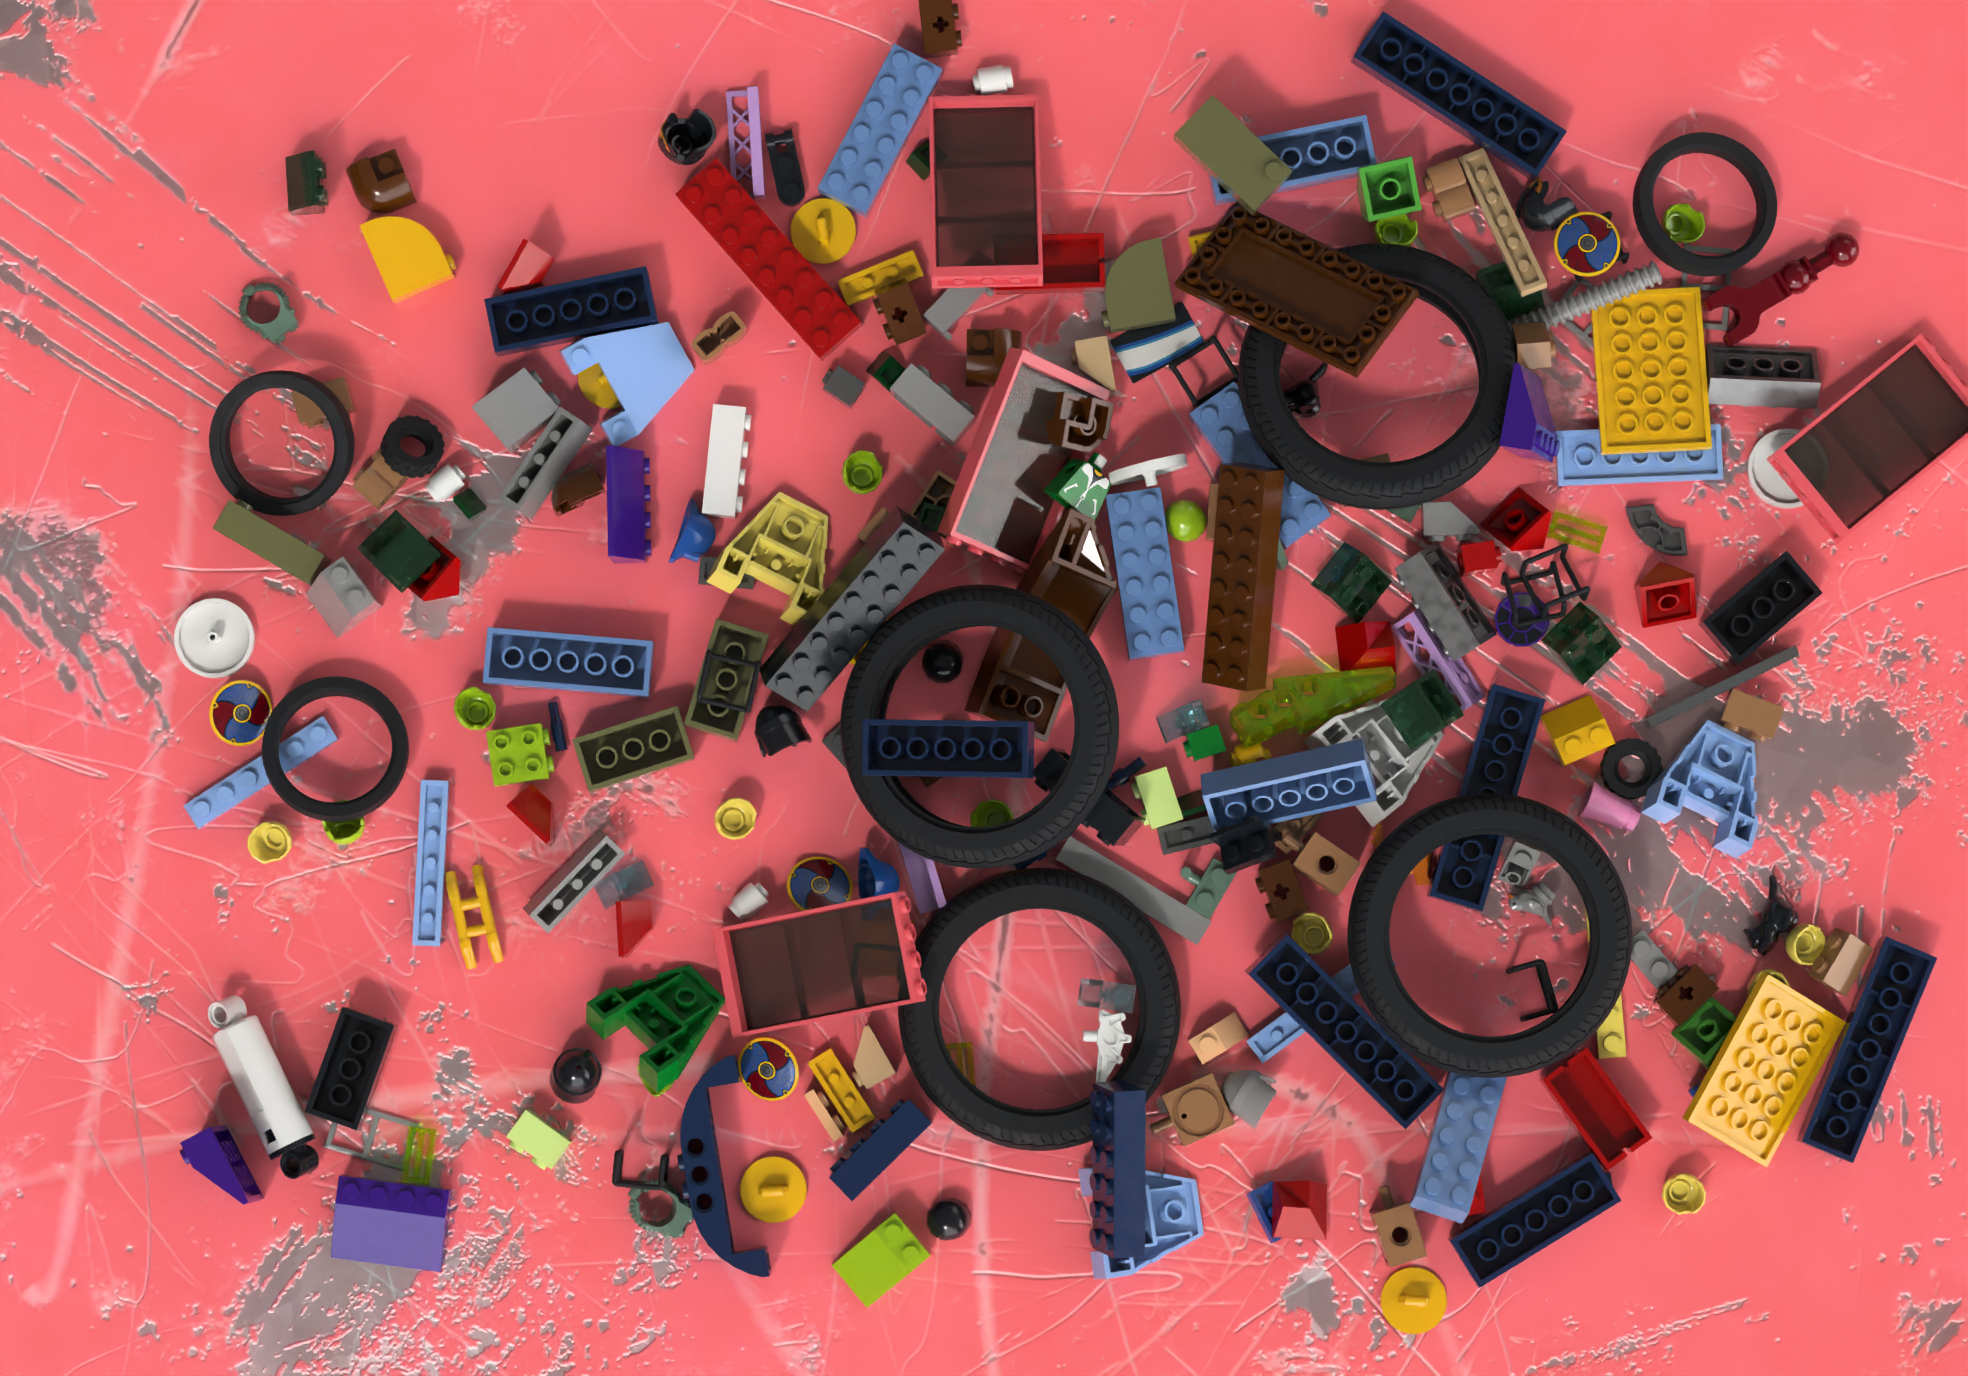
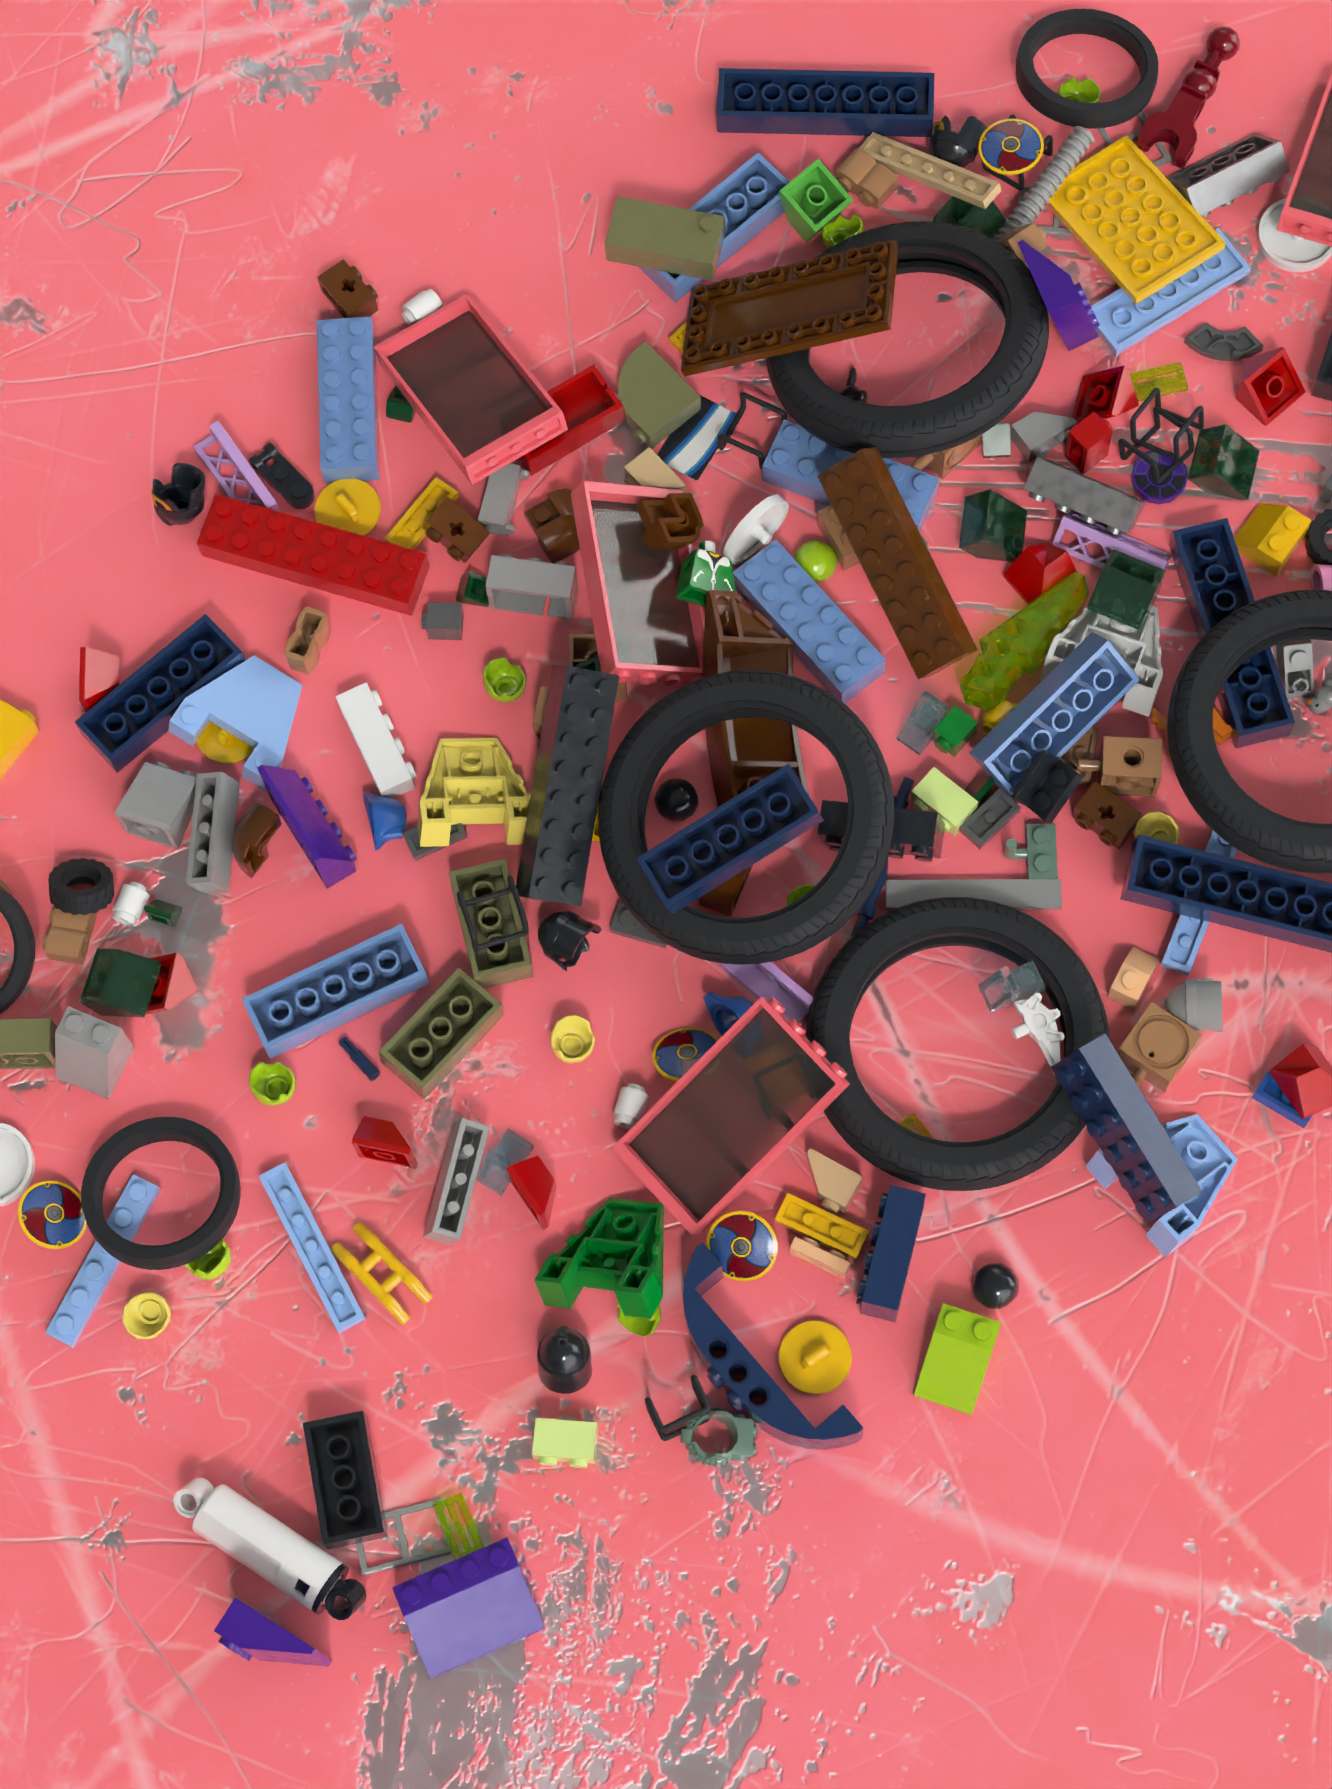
camera: 25 degrees left, 15 degrees down
(519, 754) = (338, 1099): lime brick -> none

